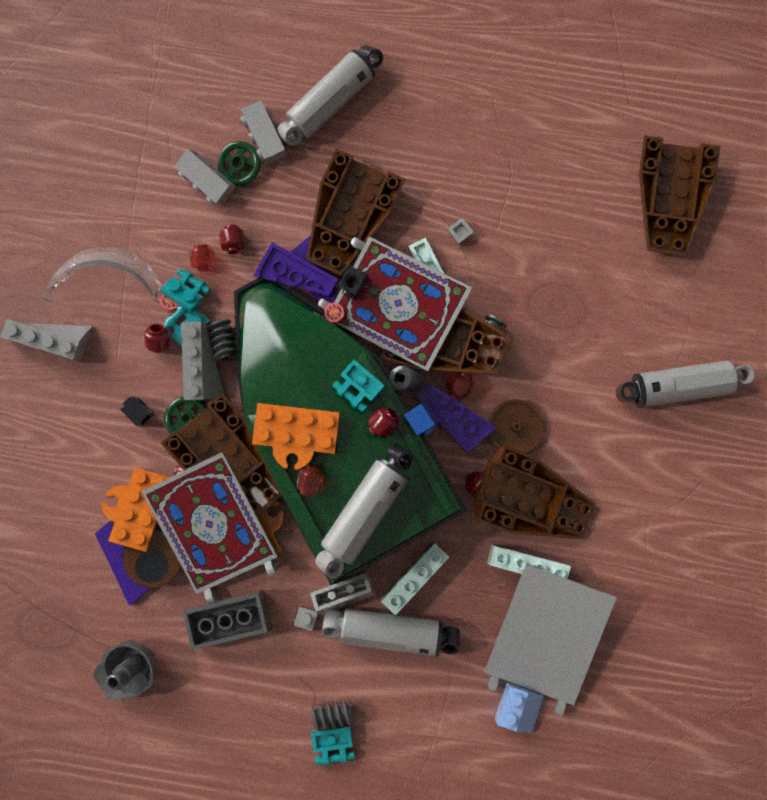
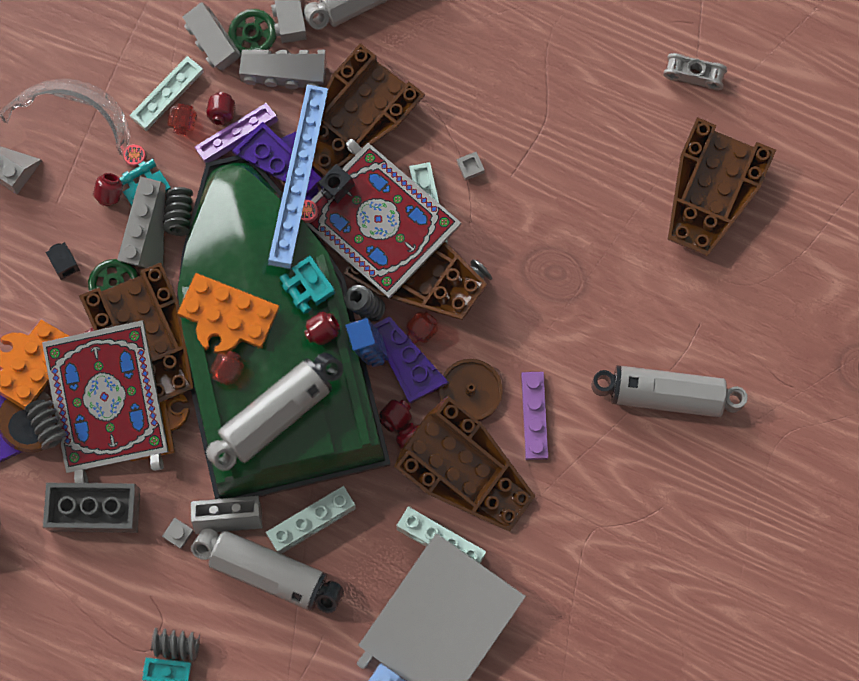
camera: 10 degrees right, 10 degrees down
(166, 560) = (45, 423): none -> dark grey piece
(181, 238) = (166, 93): none -> light aqua plate
(183, 295) = (150, 152): teal plate -> none
(251, 258) = (234, 134): none -> medium lavender plate
(276, 189) = (283, 68): none -> light grey wedge
(320, 288) = (298, 177): none -> light blue plate
(459, 467) = (395, 415): none -> dark red head
(574, 434) = (534, 415): none -> medium lavender plate
(642, 93) = (683, 71): none -> light grey piece

